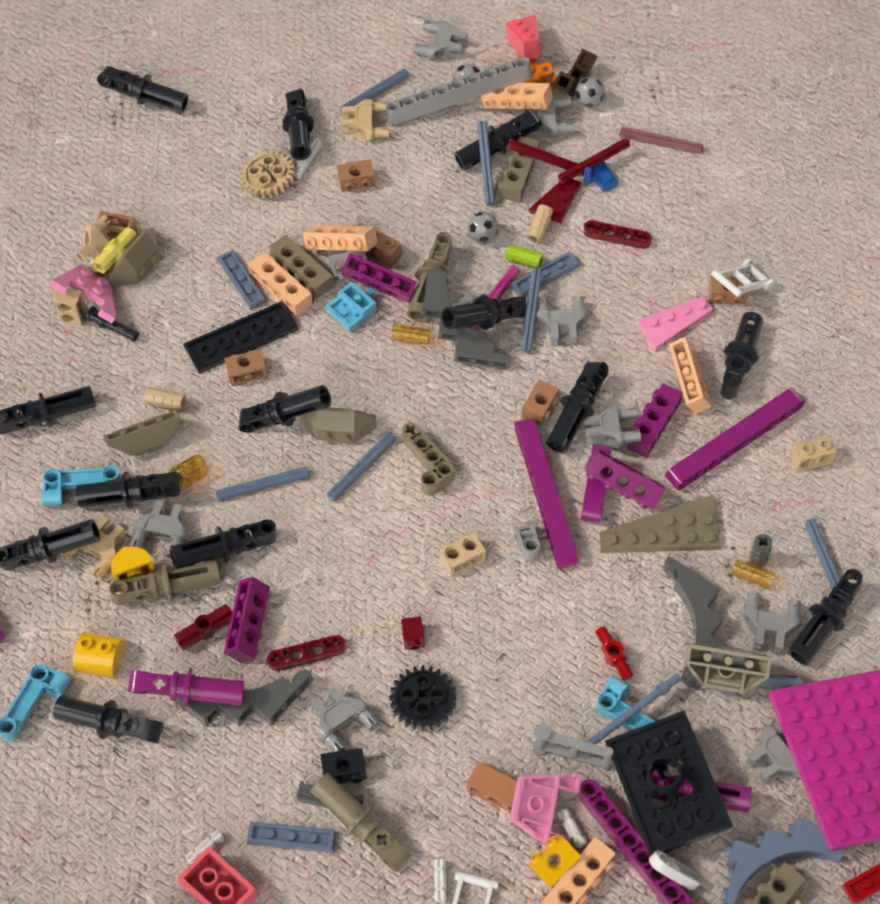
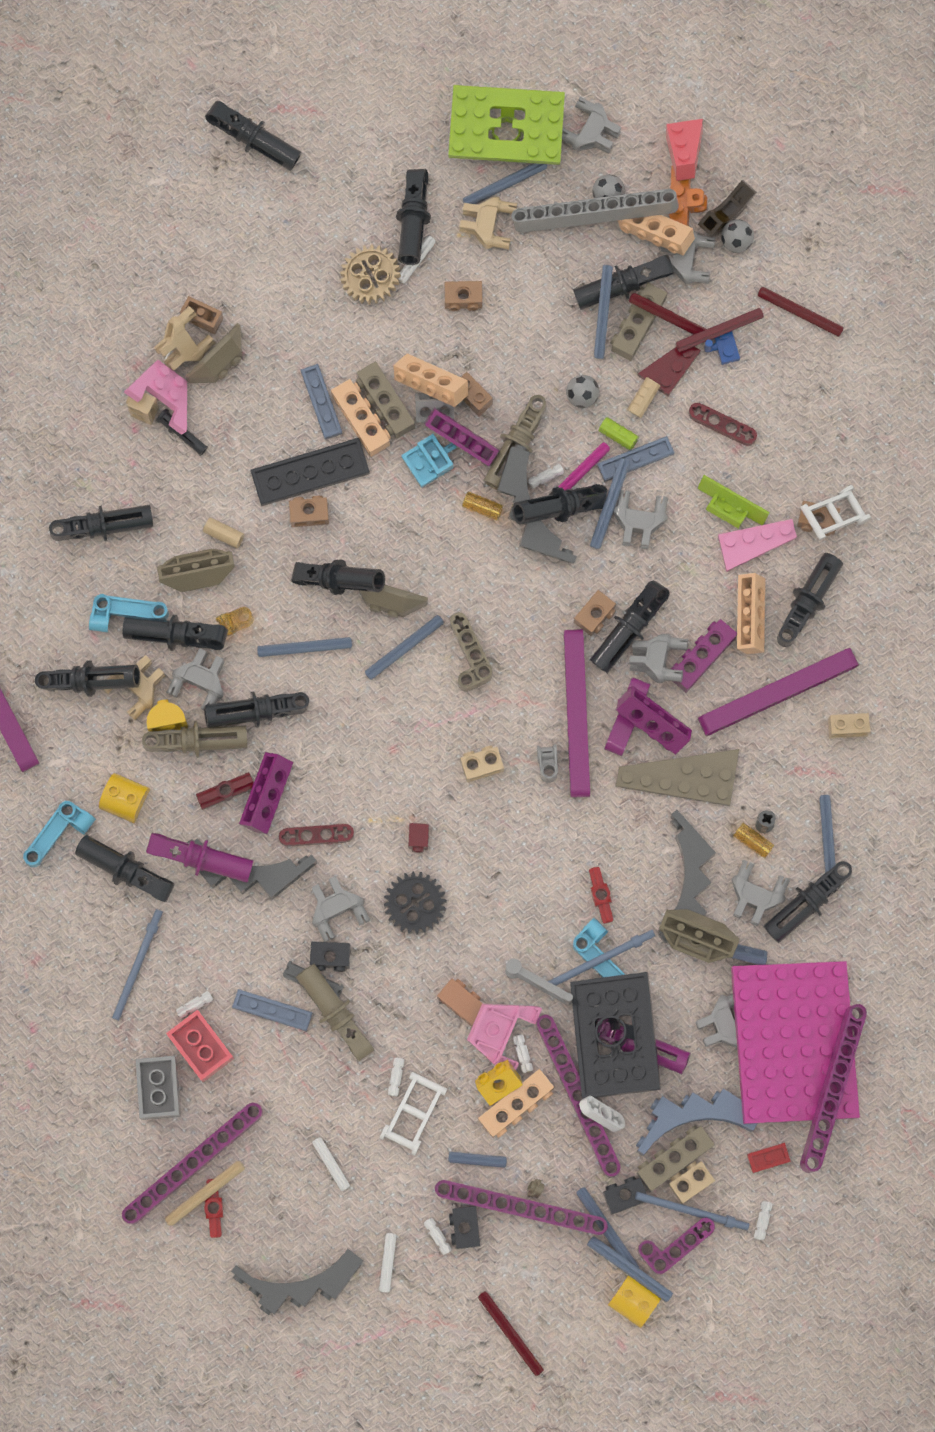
camera: 10 degrees right, 20 degrees up
(113, 250) = (196, 350): light yellow piece -> none
(146, 779) = (151, 929): none -> sand blue bar
(336, 46) = (540, 127): none -> lime plate
(643, 292) = (730, 505): none -> lime bracket

